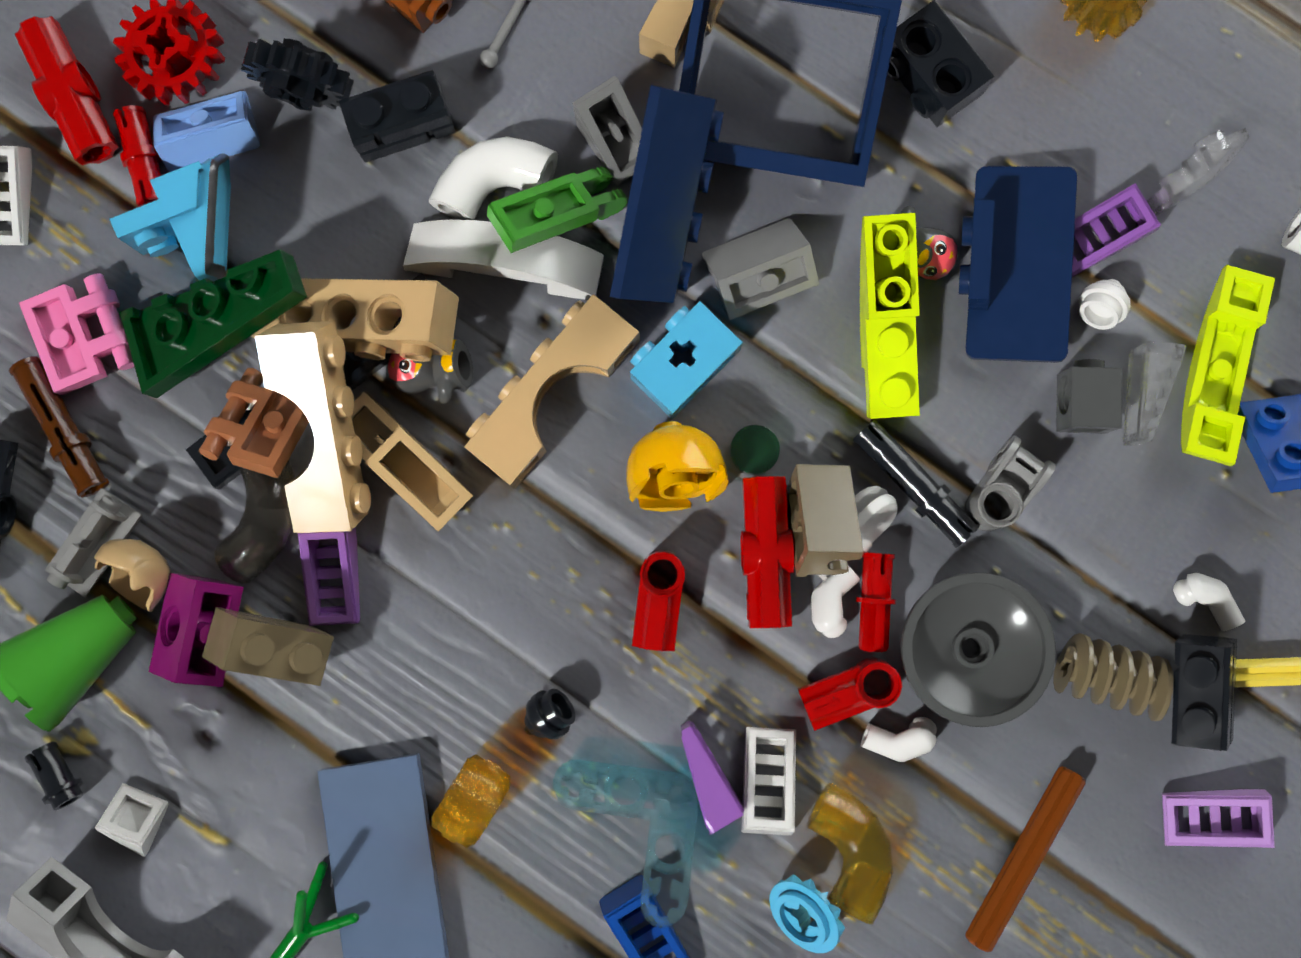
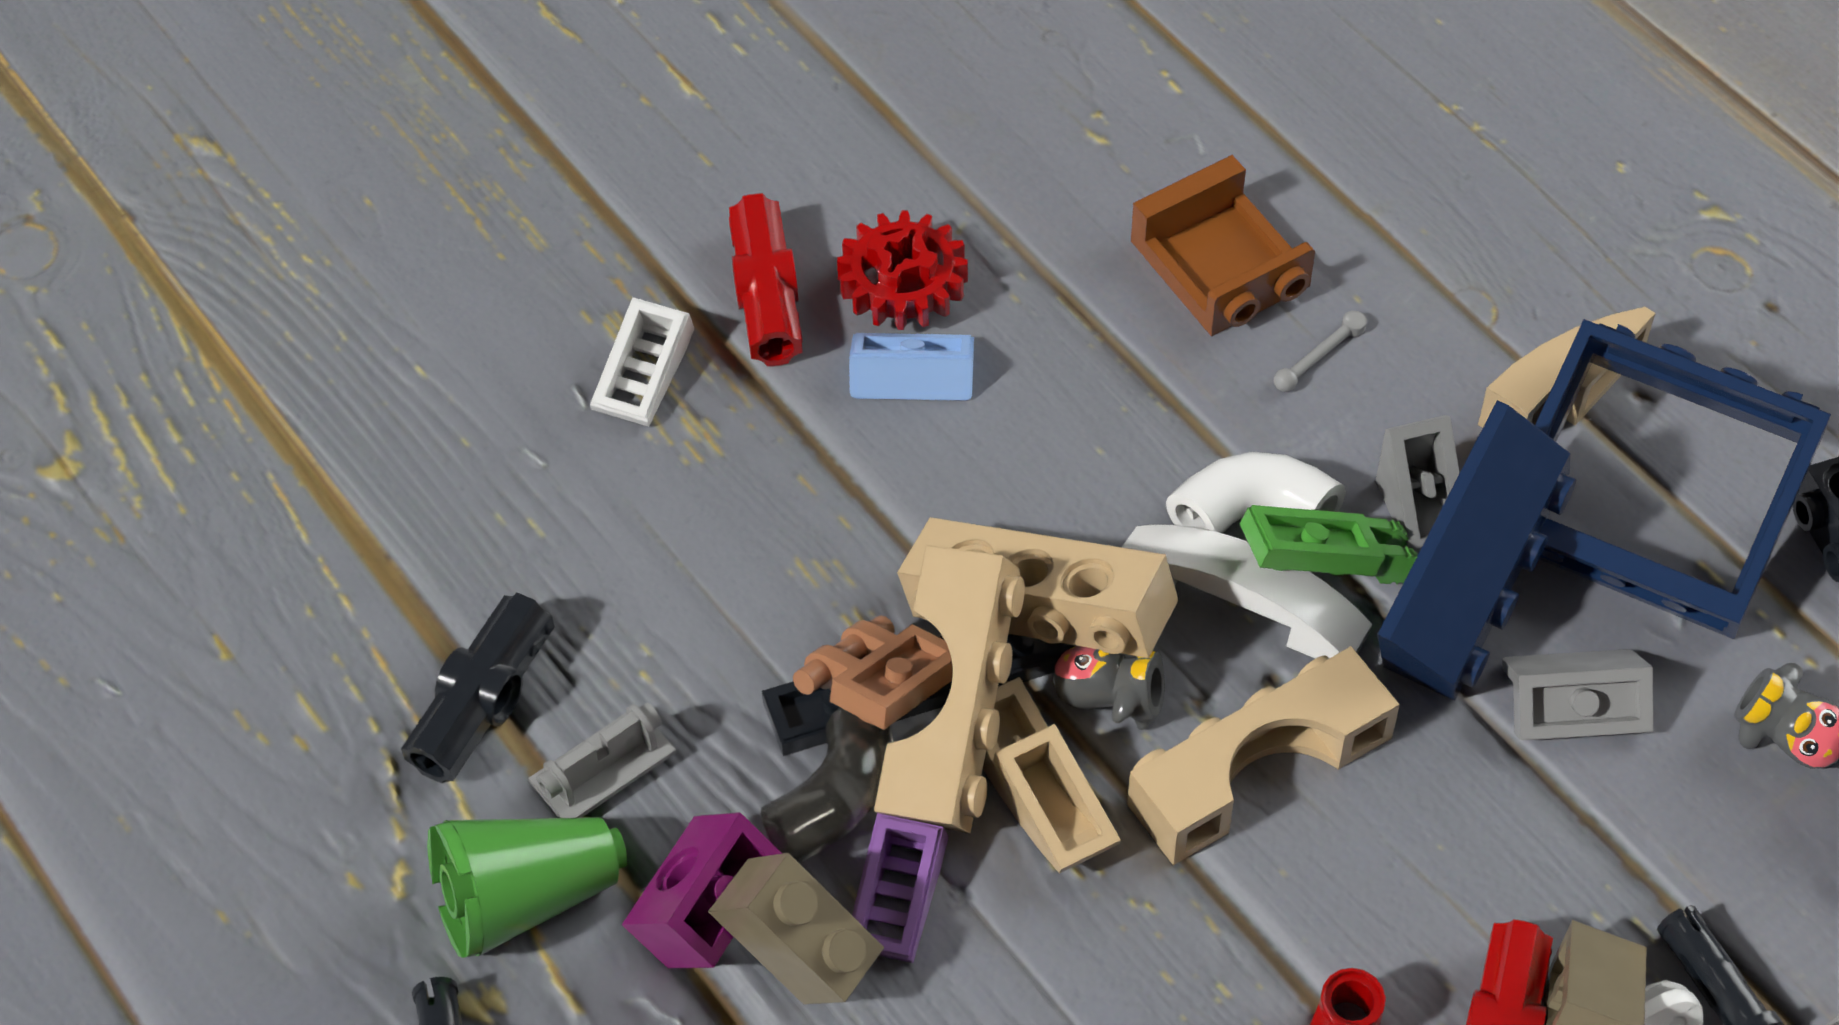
camera: 15 degrees right, 30 degrees down
(64, 339) = (658, 529): bright pink plate -> none
(67, 442) = (627, 678): reddish brown pin -> none
(137, 571) = (648, 804): tan hair -> none
(138, 151) = (825, 369): red pin -> none
(190, 211) = (861, 431): medium azure piece -> none
(198, 326) = (836, 550): dark green wing -> none
(296, 74) = (1054, 323): black gear -> none
(397, 116) = (1158, 403): black brick -> none
(673, 466) = (1403, 886): yellow cylinder -> none
(711, 347) = (1449, 765): medium azure brick -> none
(754, 449) = (1517, 896): clear green tile -> none
(889, 314) = (1741, 779): neon yellow slope -> none

